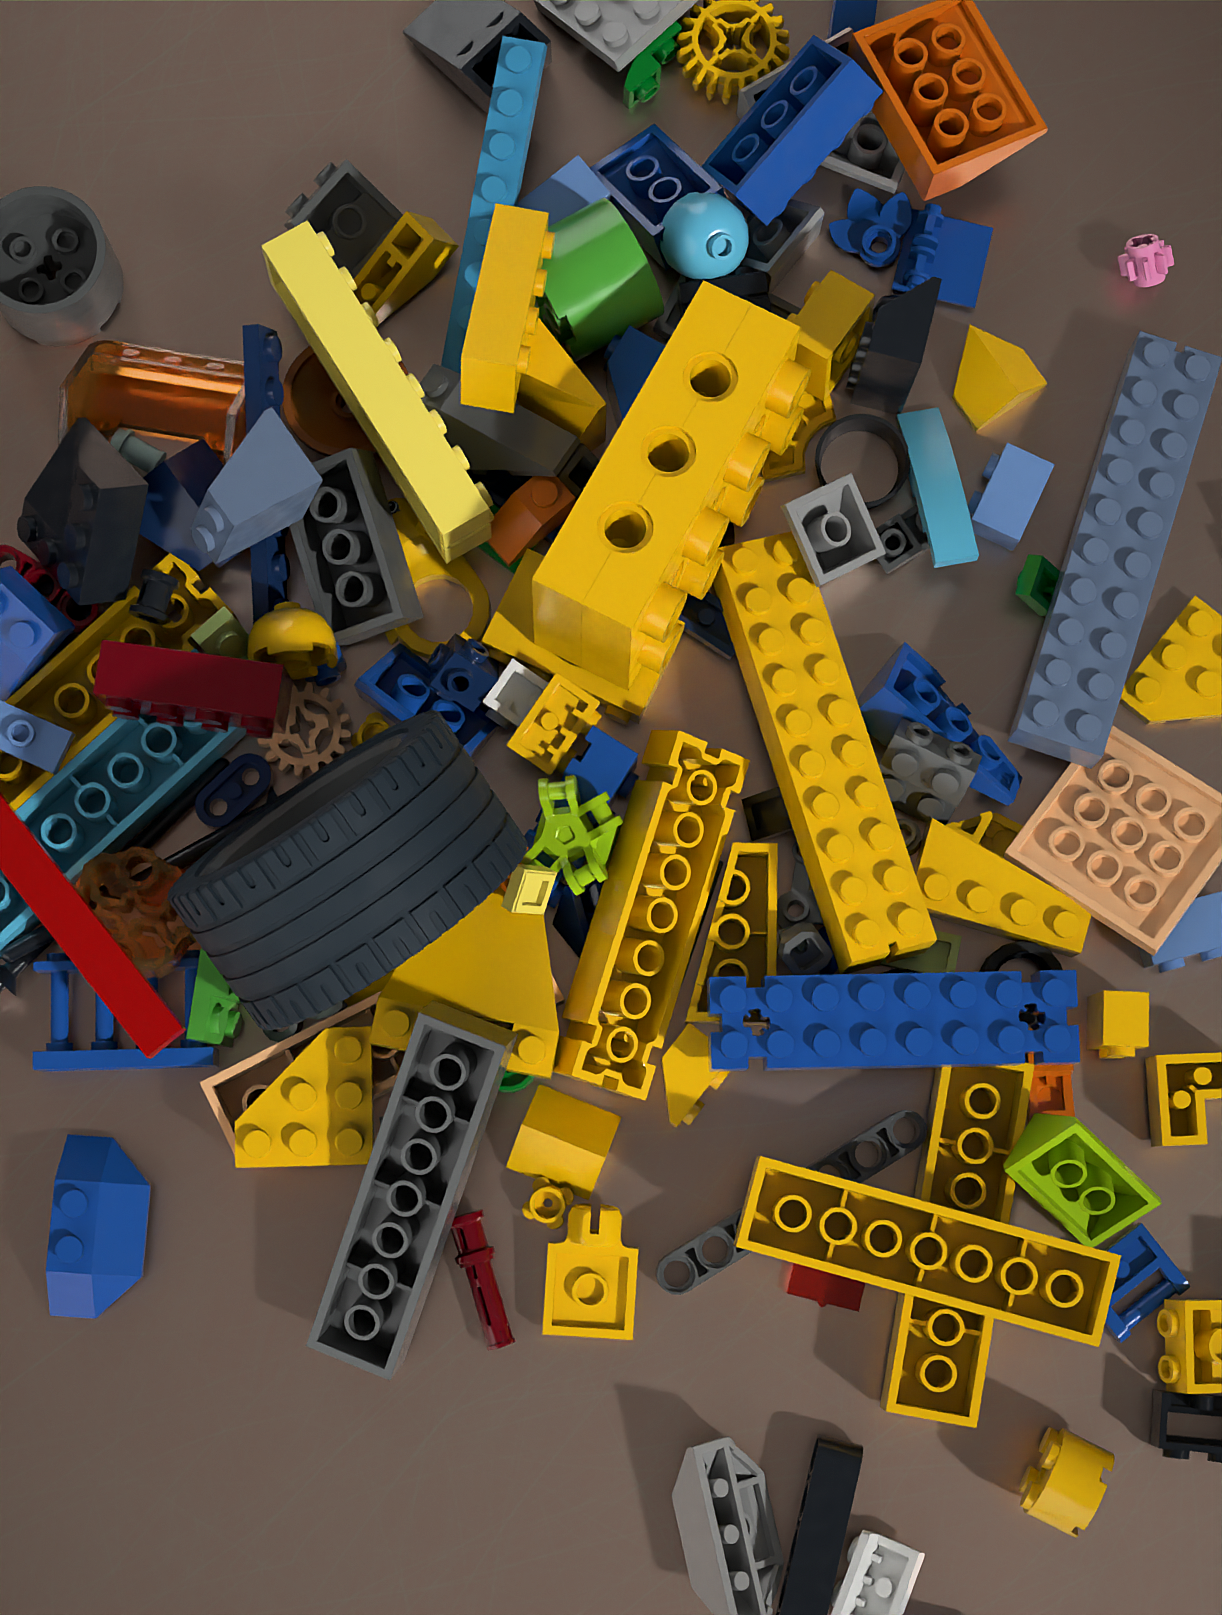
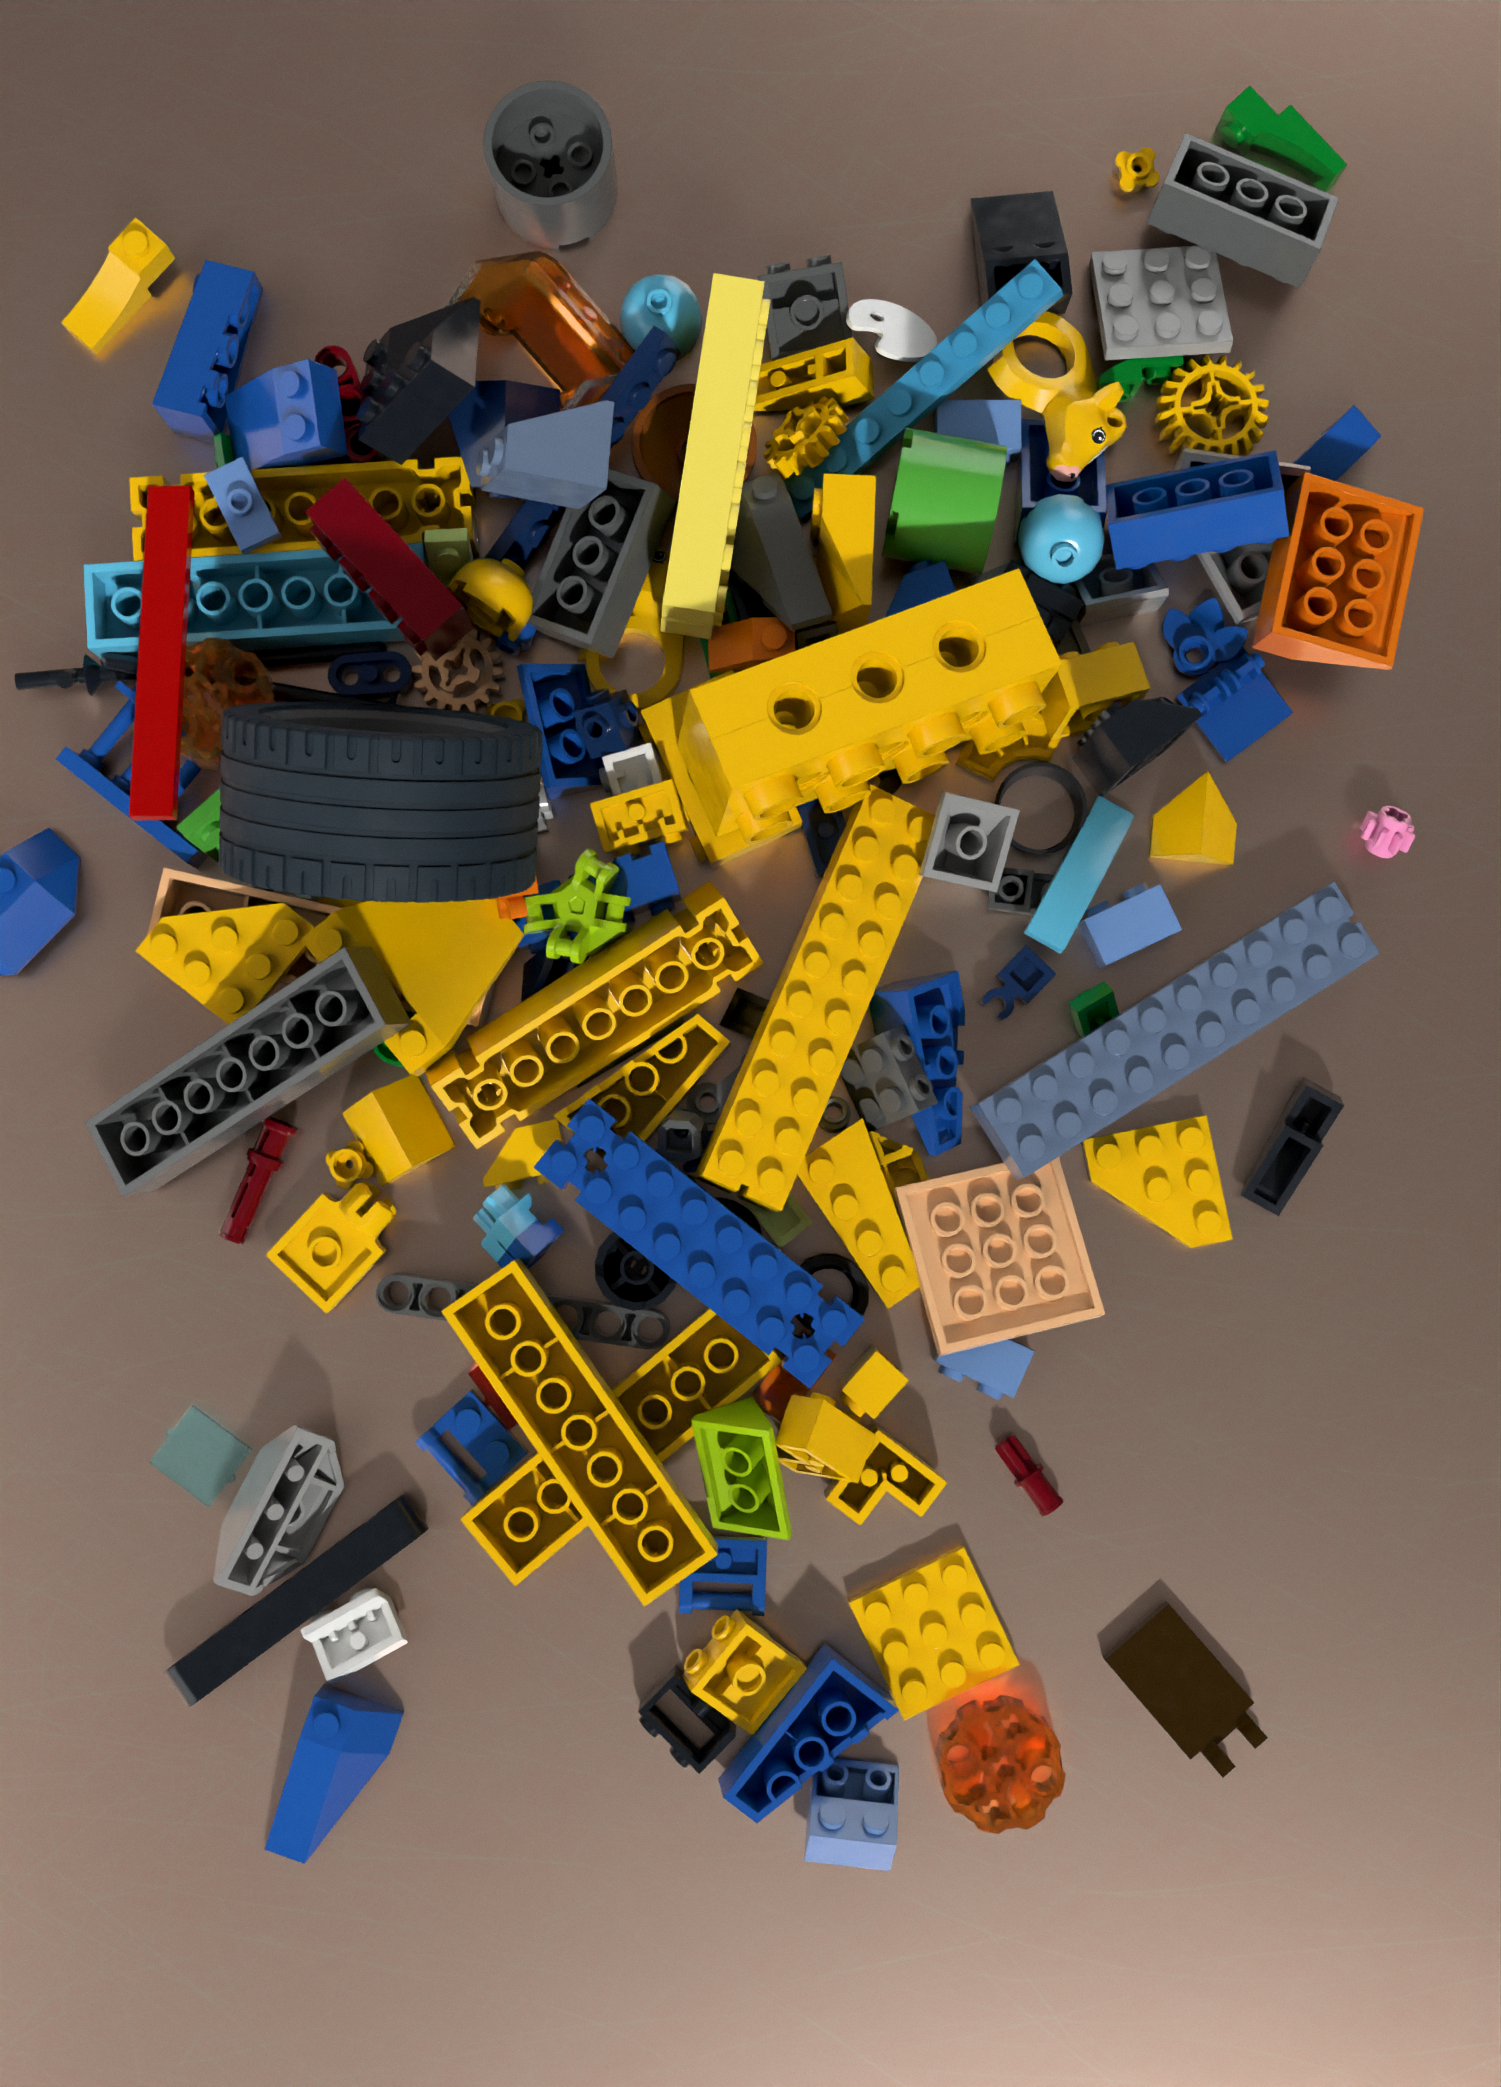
camera: 40 degrees right, 5 degrees up
(137, 451) = (504, 353): light aqua pin -> none
(154, 597) = (421, 479): black bush -> none
(223, 309) = (661, 303): none -> medium azure cylinder
(431, 318) = (805, 436): none -> yellow gear
(434, 178) = (899, 332): none -> white piece
(504, 307) = (851, 466): yellow wedge -> none
(529, 889) = (512, 923): light yellow tile -> none
(624, 1548) = (200, 1456): none -> clear light blue piece
(632, 133) = (1076, 414): none -> yellow animal
(730, 1140) = (513, 1229): none -> medium azure hips
(844, 1335) = (482, 1436): none -> blue plate
(855, 1110) = (627, 1285): none -> black cylinder
(960, 606) = (1022, 979): none -> dark blue plate
(1066, 1482) = (550, 1679): yellow brick -> none
(1120, 1098) = (822, 1439): none -> yellow brick

